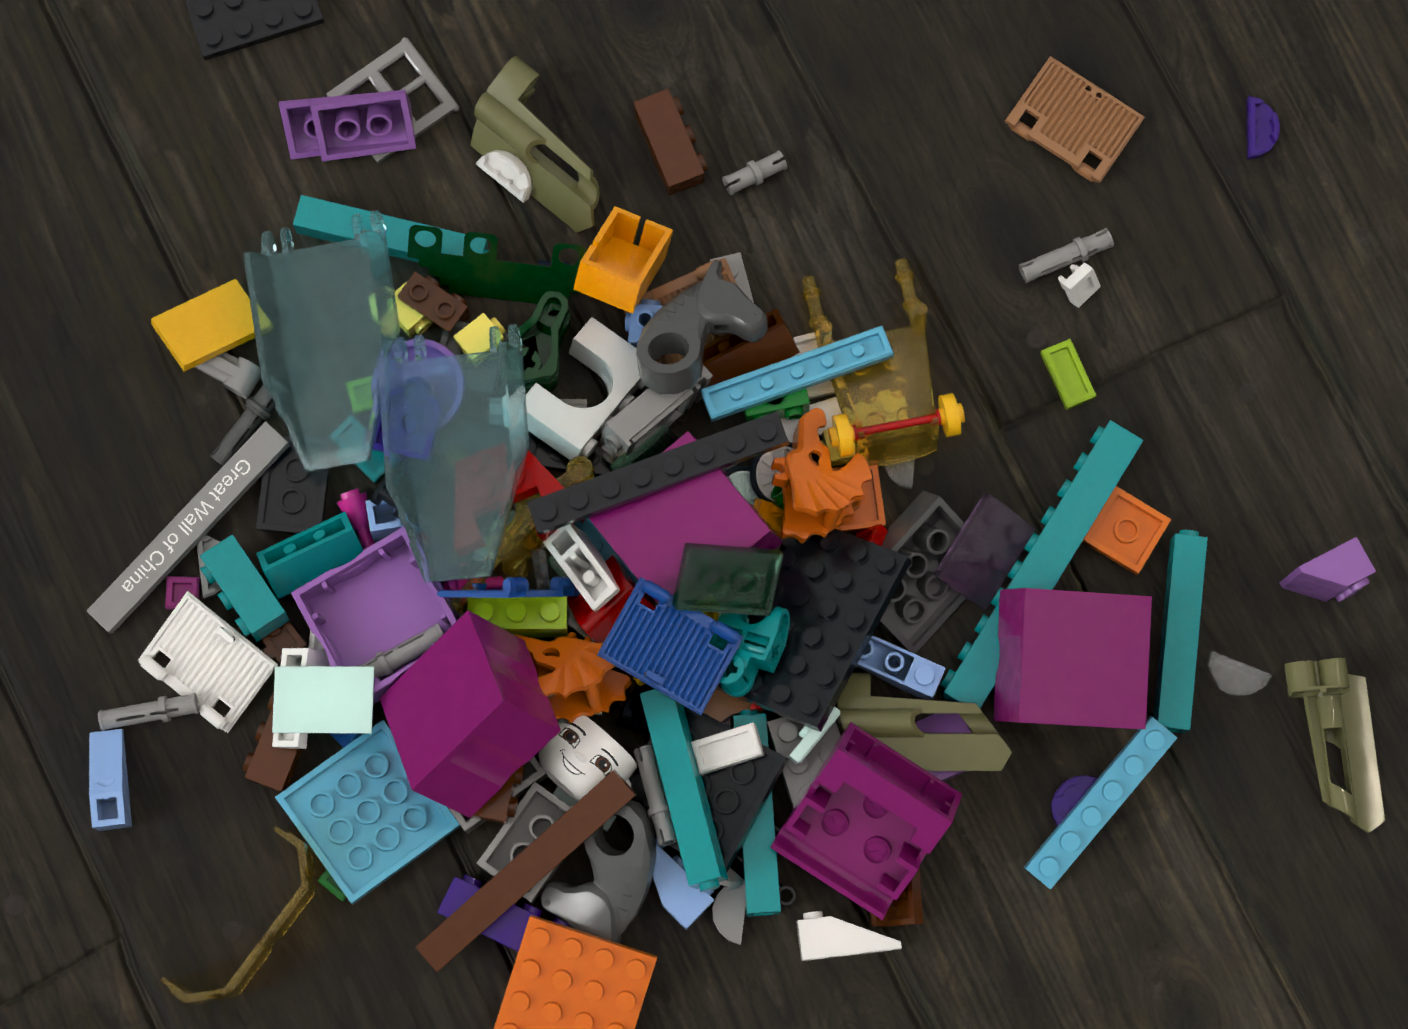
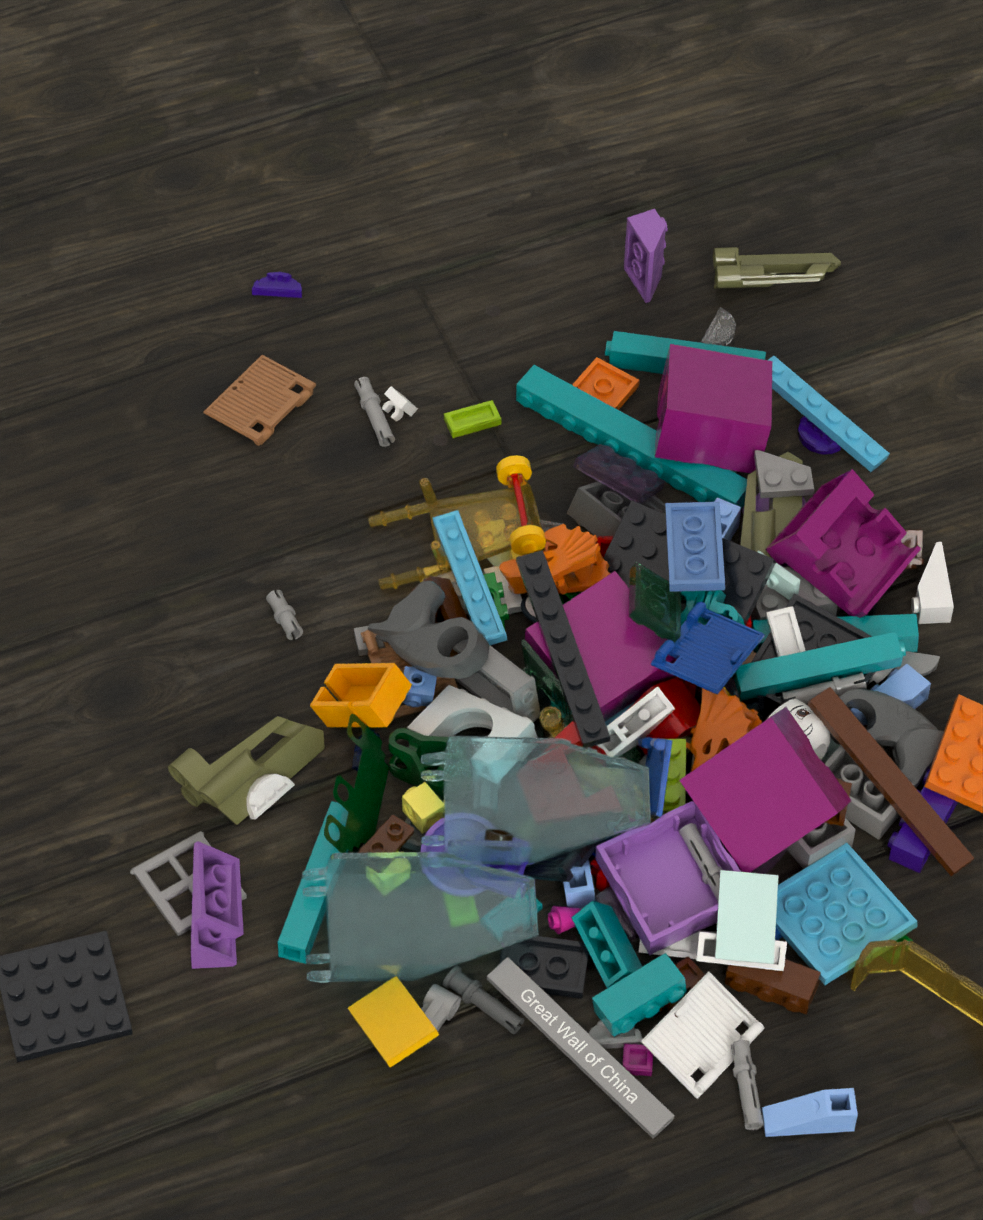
camera: 85 degrees left, 25 degrees down
(411, 416) = (498, 835): none -> dark brown tile
(670, 141) = (252, 672): reddish brown brick -> none
(822, 628) = (694, 546): none -> medium blue plate
(967, 743) = (781, 476): none -> light grey wing

